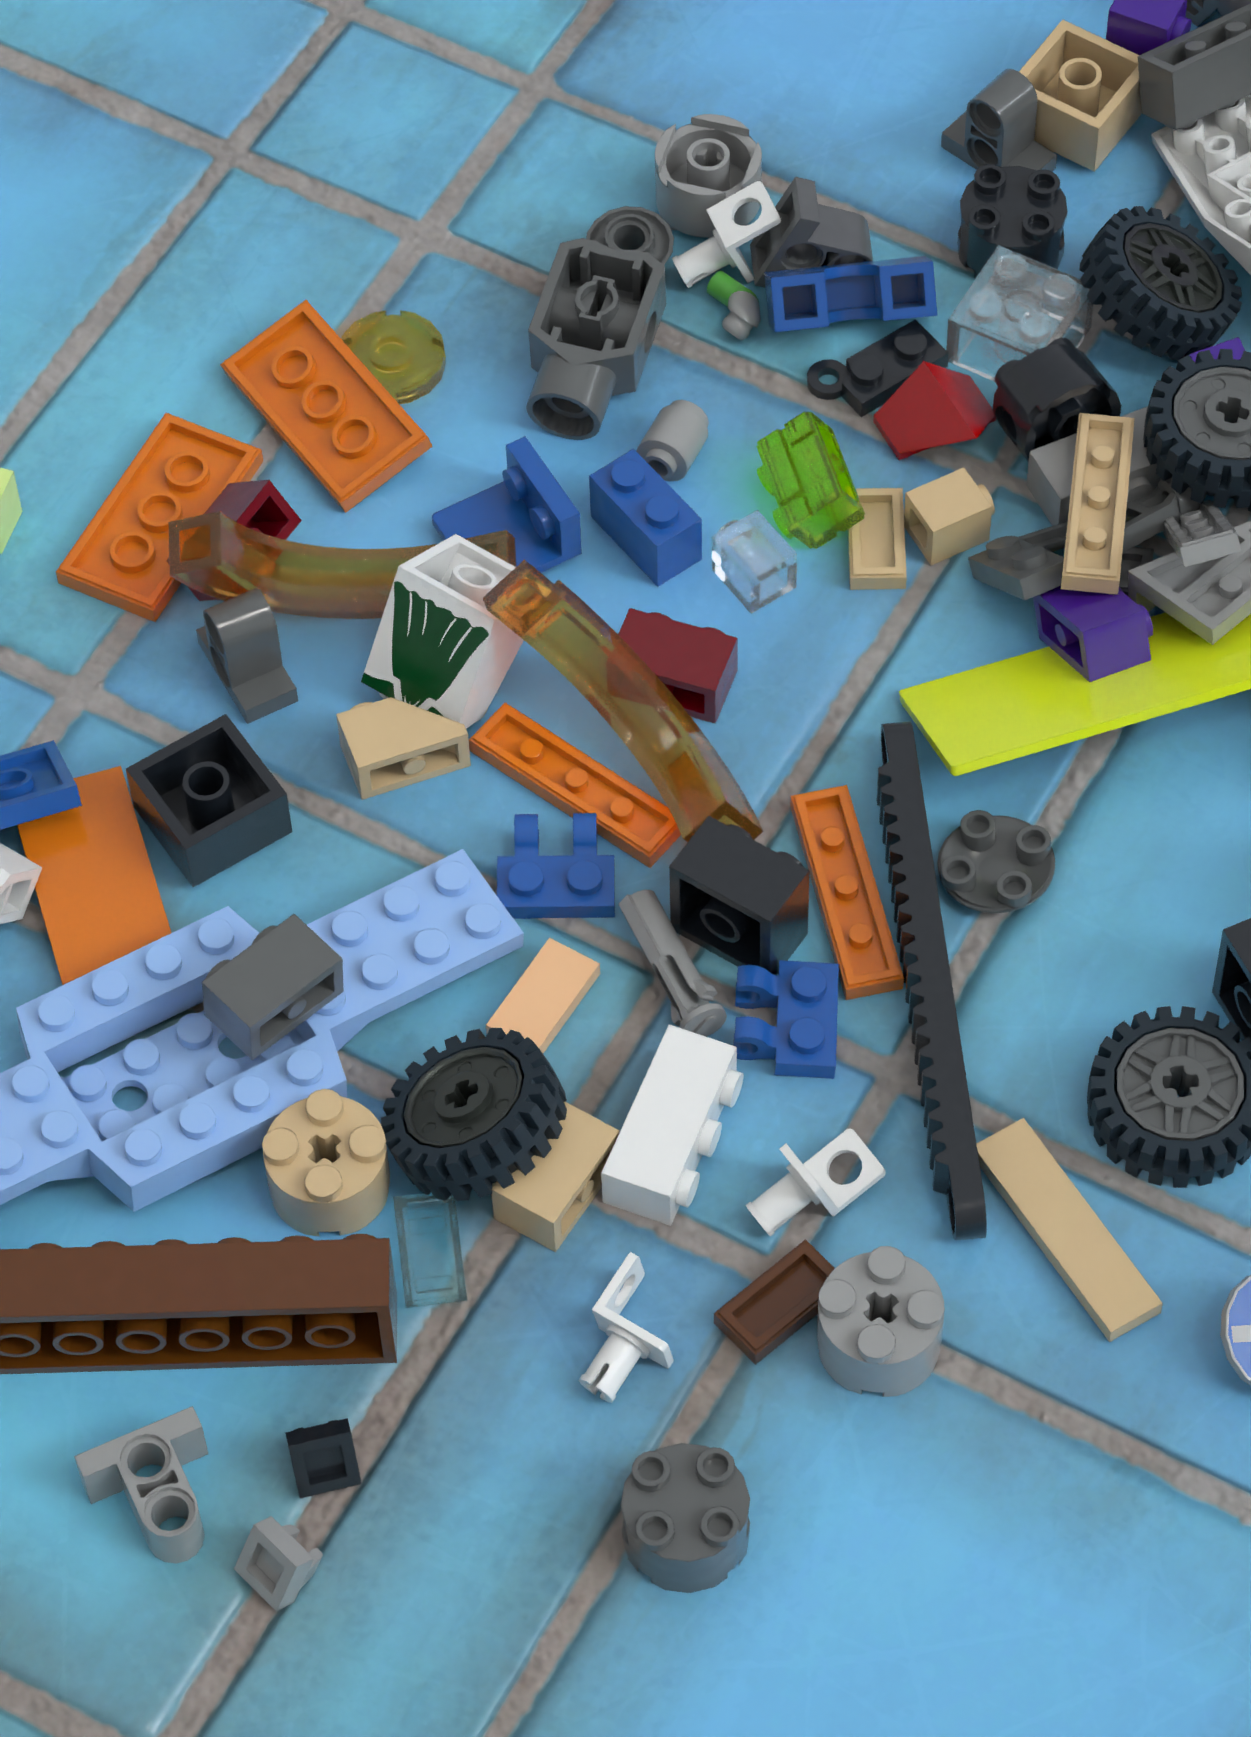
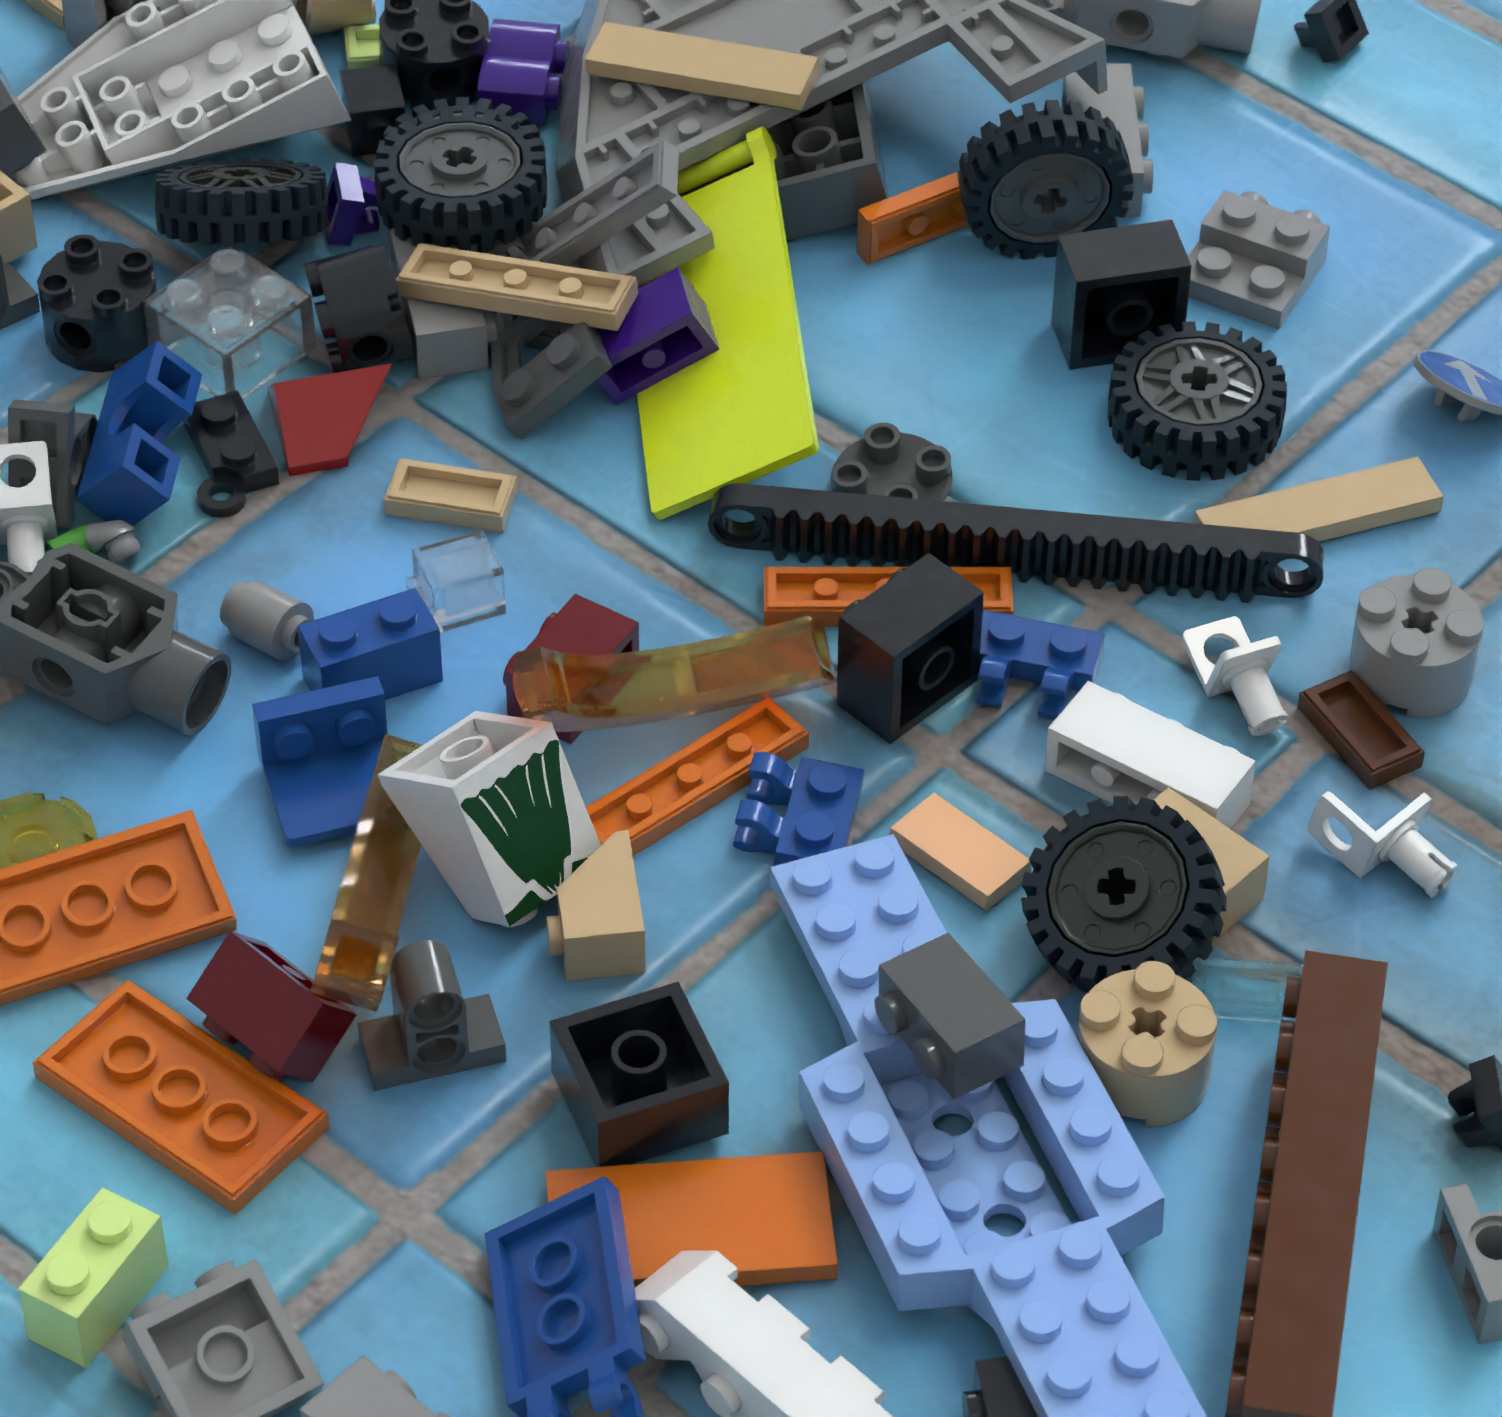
camera: 80 degrees left, 10 degrees down
(672, 965) = (934, 740): light grey piece -> none
(808, 481) = (374, 514): clear neon green brick -> none
(948, 515) = (456, 424): tan brick -> none

